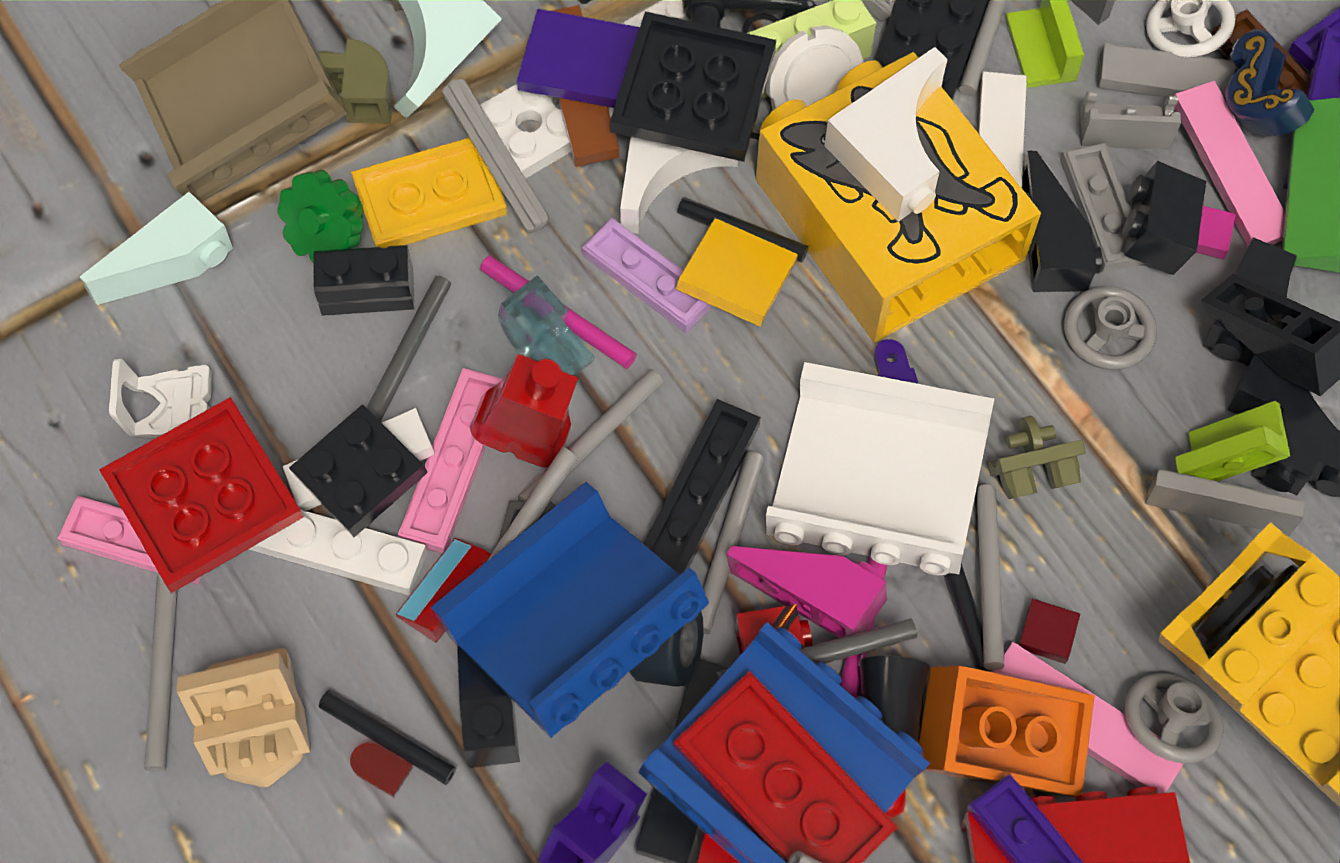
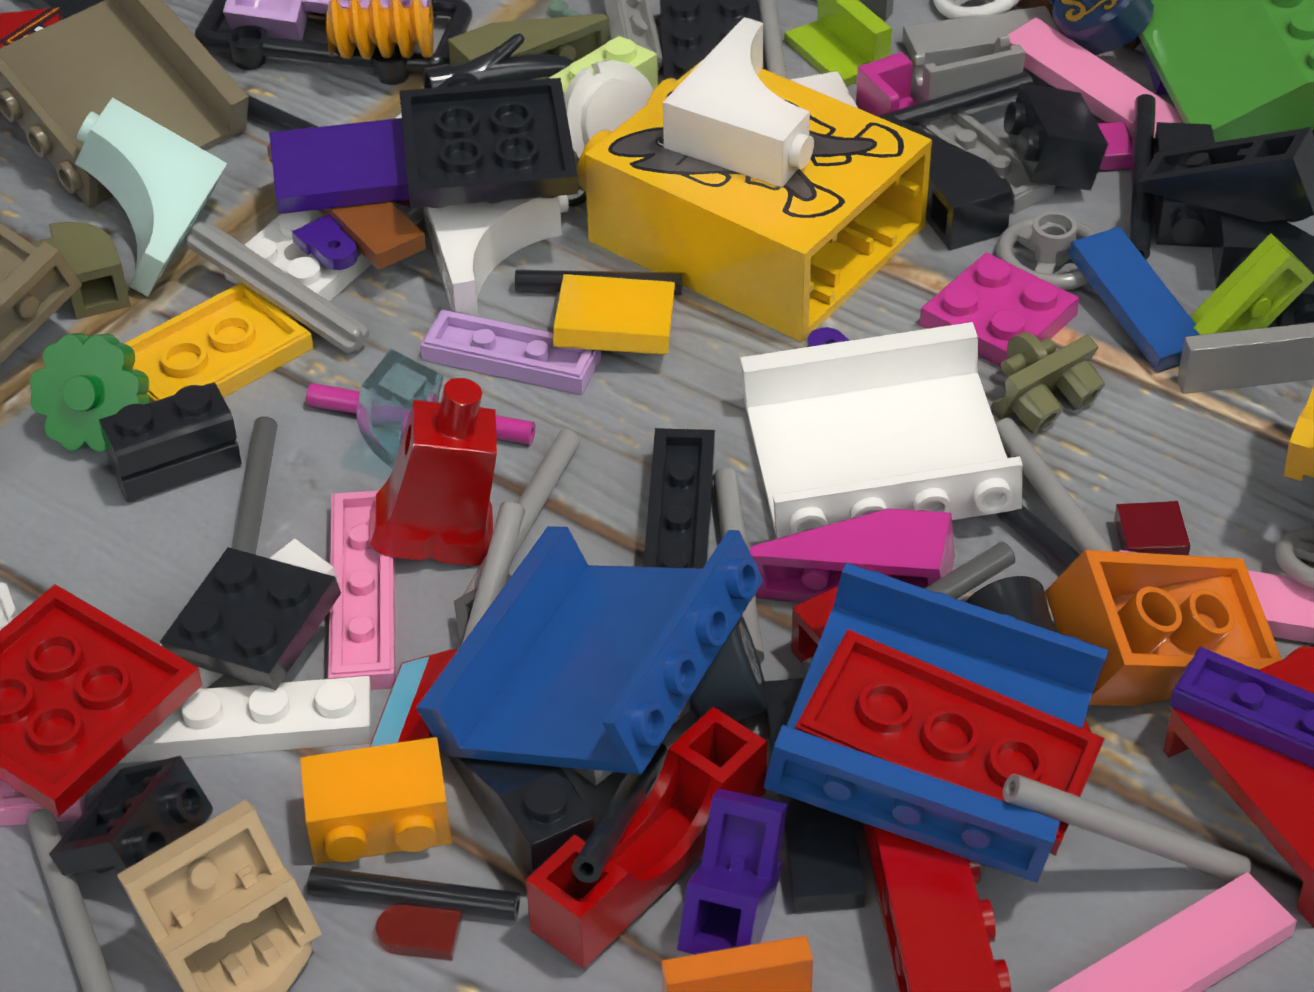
camera: 20 degrees left, 20 degrees down
(222, 613) = (134, 818): none -> black bracket
(386, 658) = (375, 801): none -> light orange brick
(515, 768) = (616, 820): none -> black piece
(516, 788) = (657, 845): none -> red arch
(546, 120) = (327, 243): none -> dark purple piece
(1039, 371) = (1000, 304): none -> dark pink plate
(1055, 120) = (884, 85): none -> dark pink panel
(1089, 149) = (962, 100): none -> black bar
(1151, 402) = (1134, 295): none -> blue tile
(1225, 268) = (1142, 155): none -> black piece

